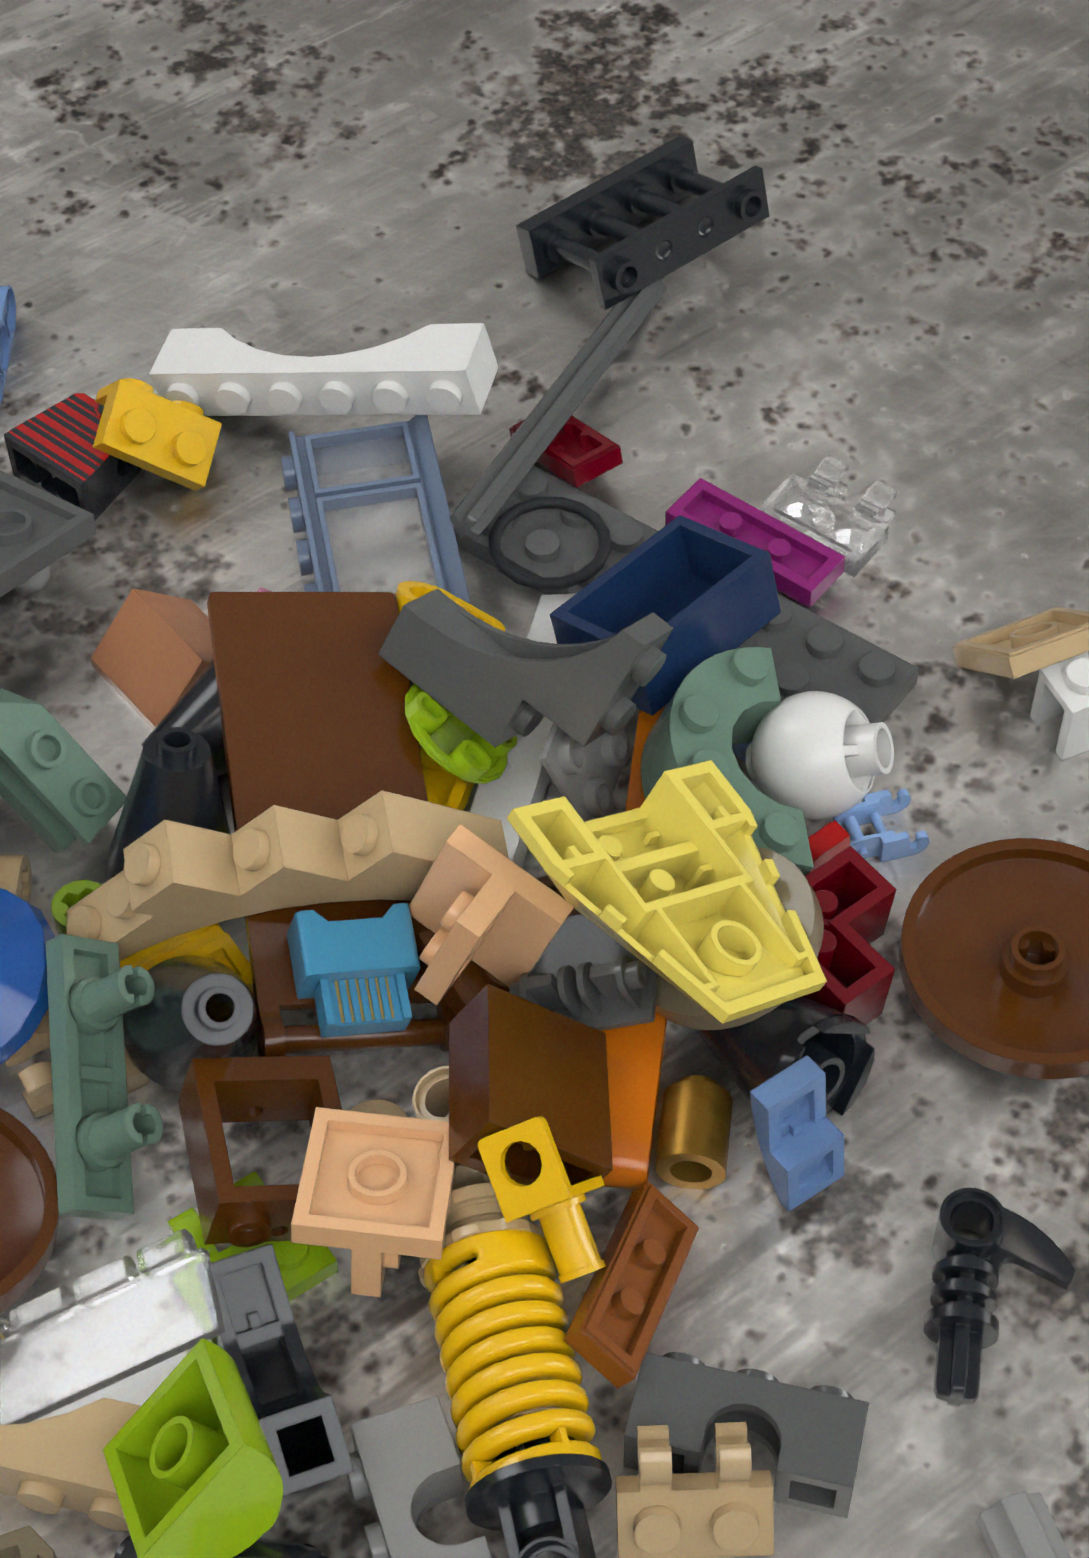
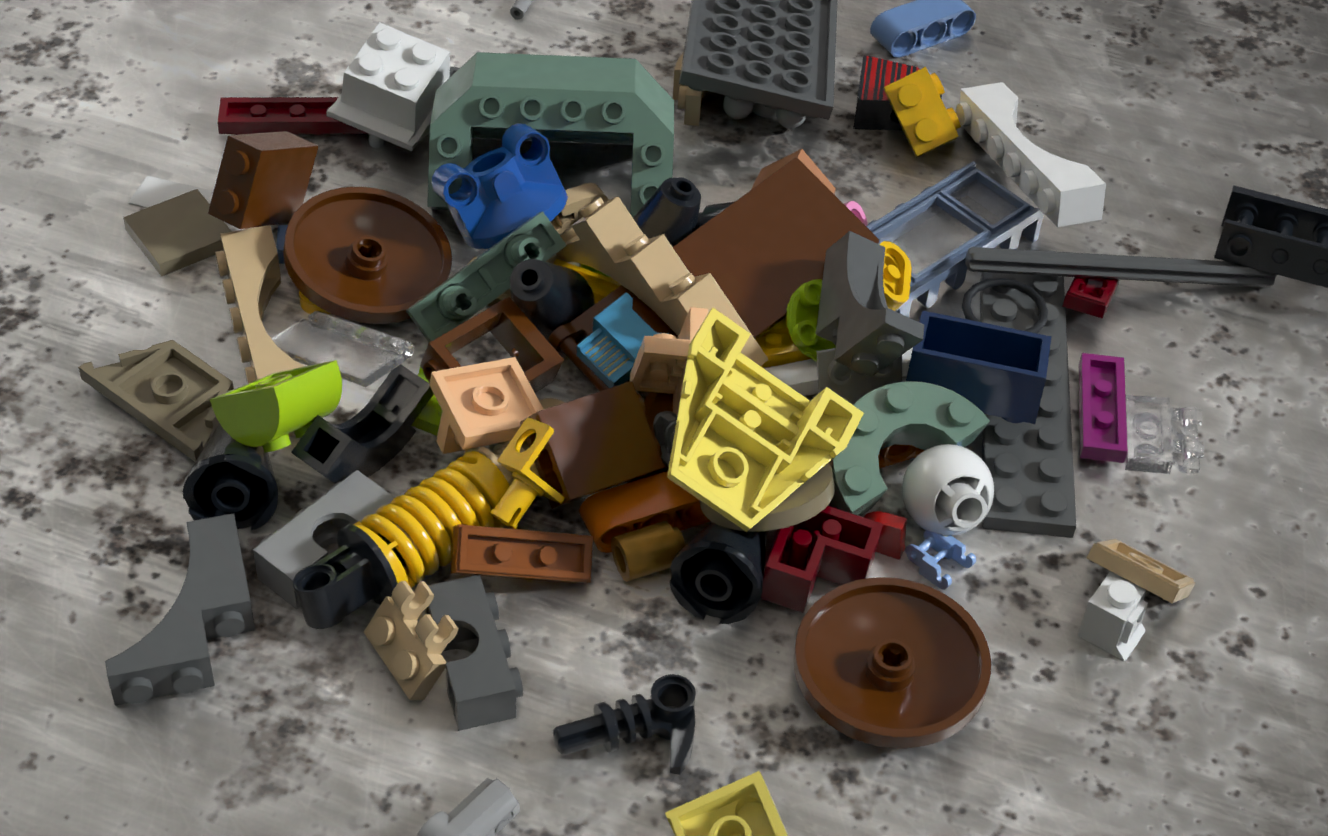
camera: 55 degrees right, 5 degrees down
(794, 1134) = (670, 587): medium blue slope -> none

